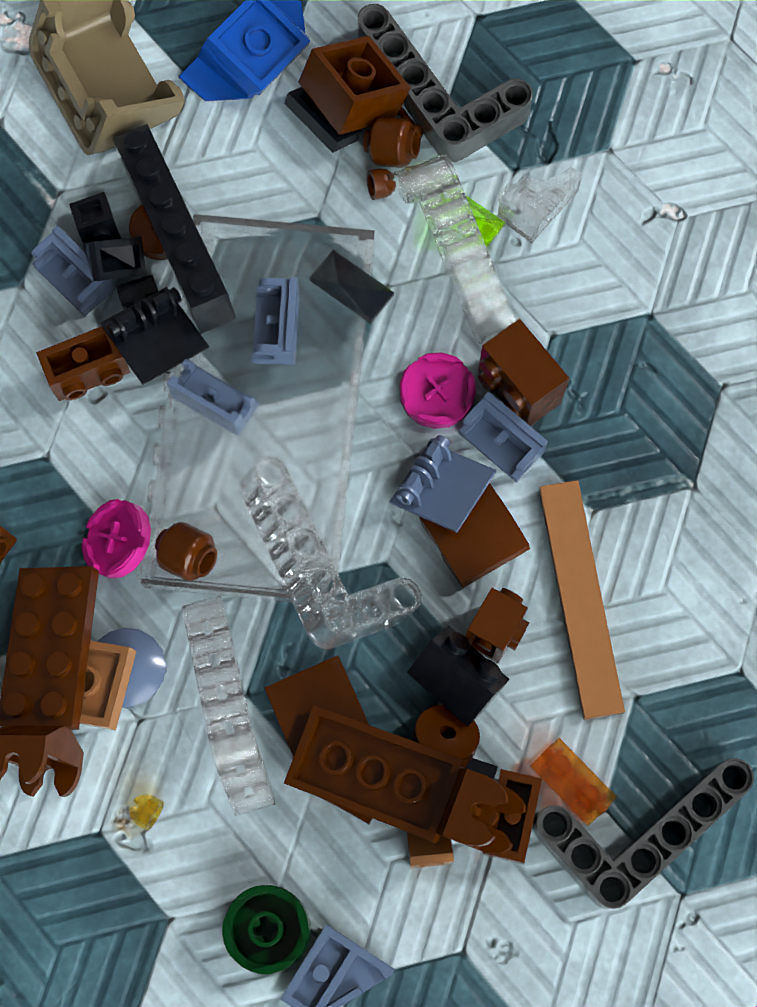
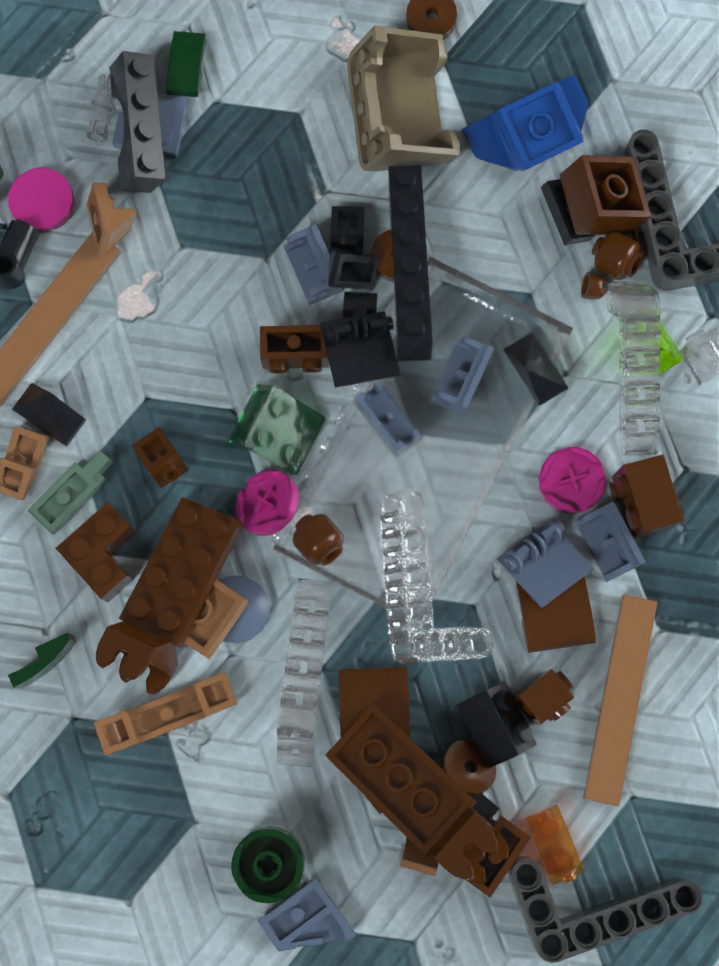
camera: 20 degrees right, 5 degrees up
(89, 813) = (165, 714): none -> medium nougat slope
(98, 455) = (277, 428): none -> clear green bracket
(147, 812) = (211, 731): clear yellow hinge -> none

